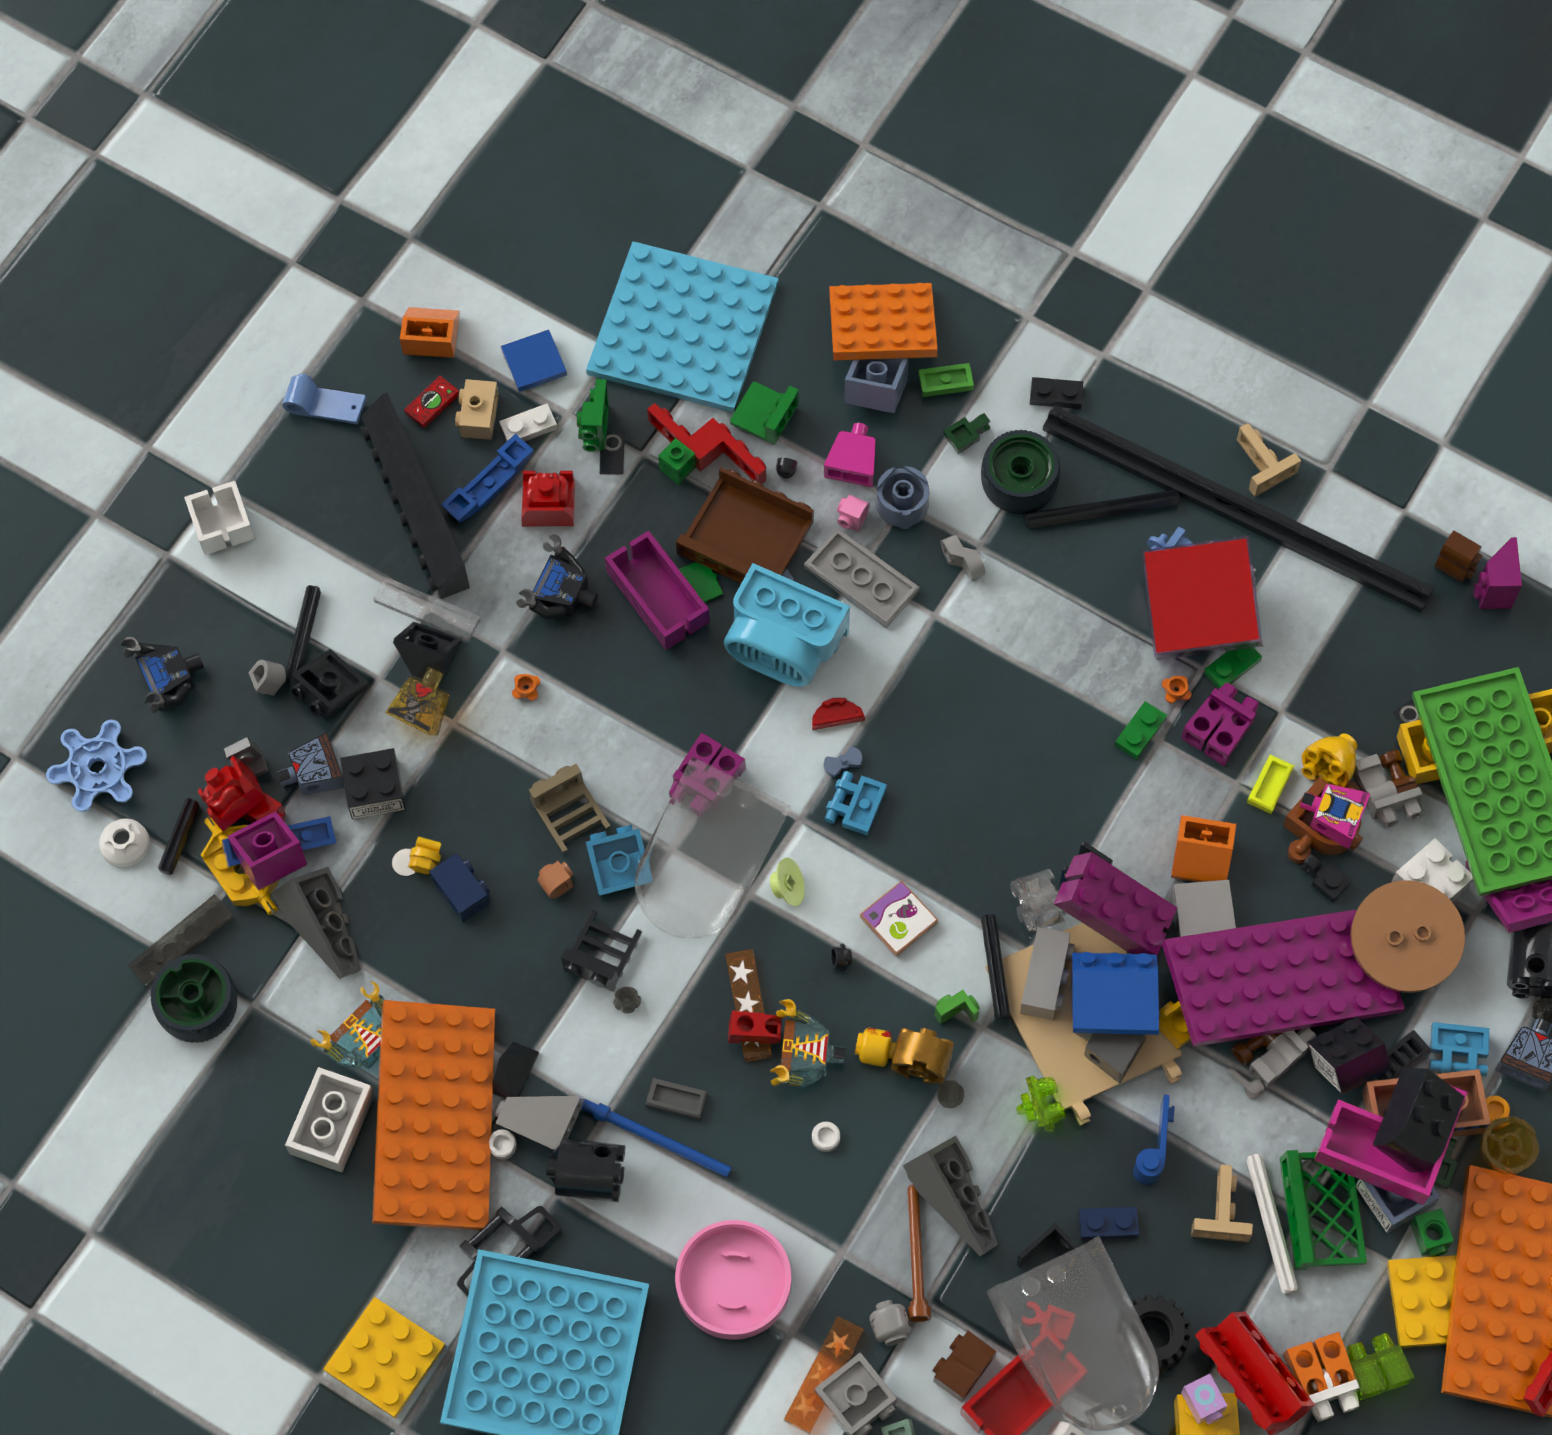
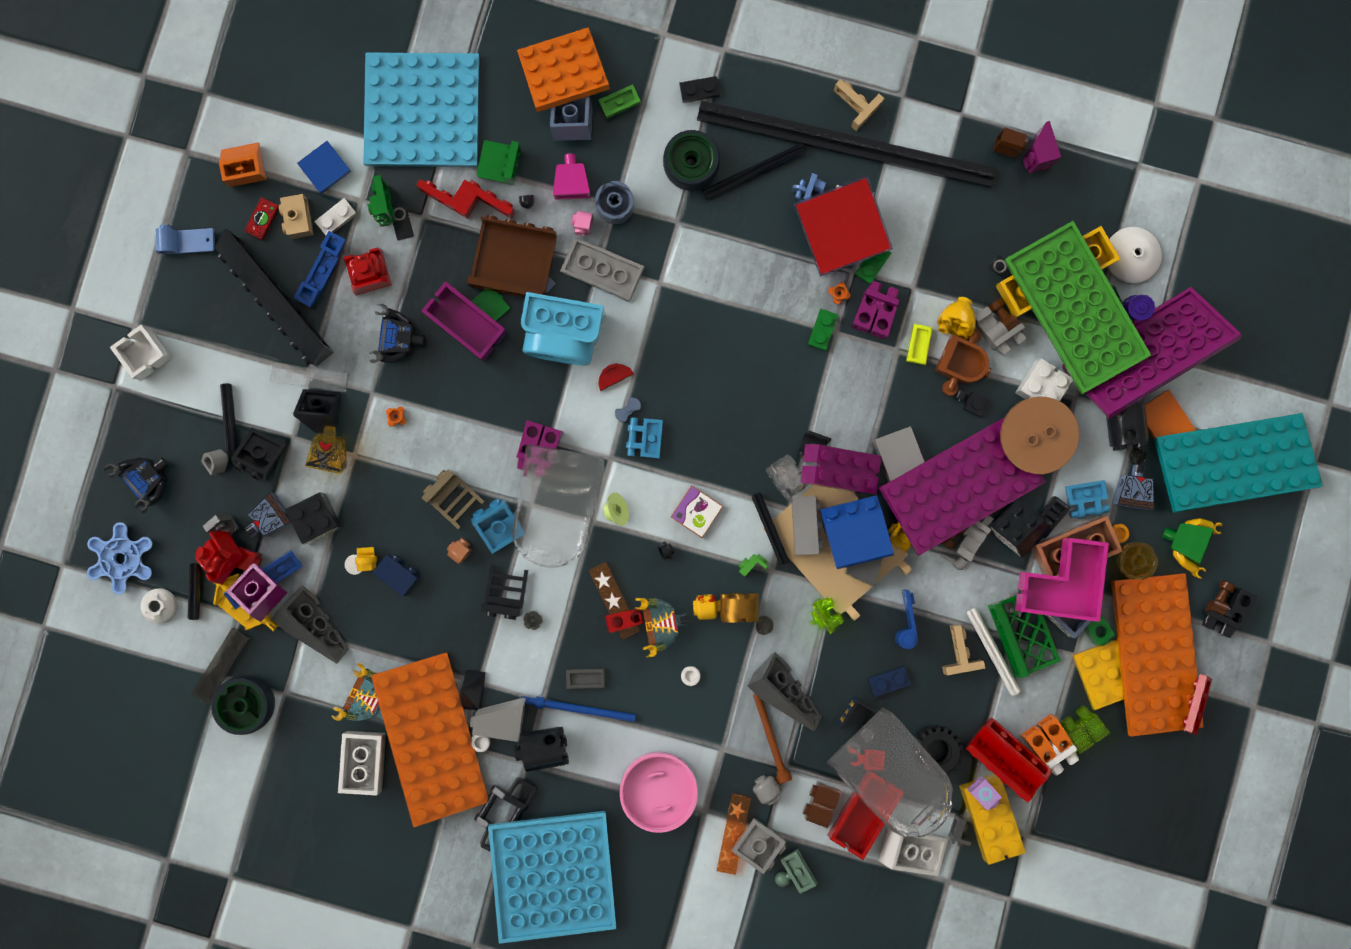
camera: 20 degrees left, 20 degrees up
(384, 1357) = (449, 904): yellow plate -> none
(677, 461) = (449, 218): green brick -> none
(962, 557) = (665, 235): light grey piece -> none
(965, 434) = (643, 139): dark green plate -> none
(1203, 849) = (887, 408): orange slope -> none
(1336, 812) = (972, 359): torso -> none
(1418, 1119) = (1082, 573): black brick -> none

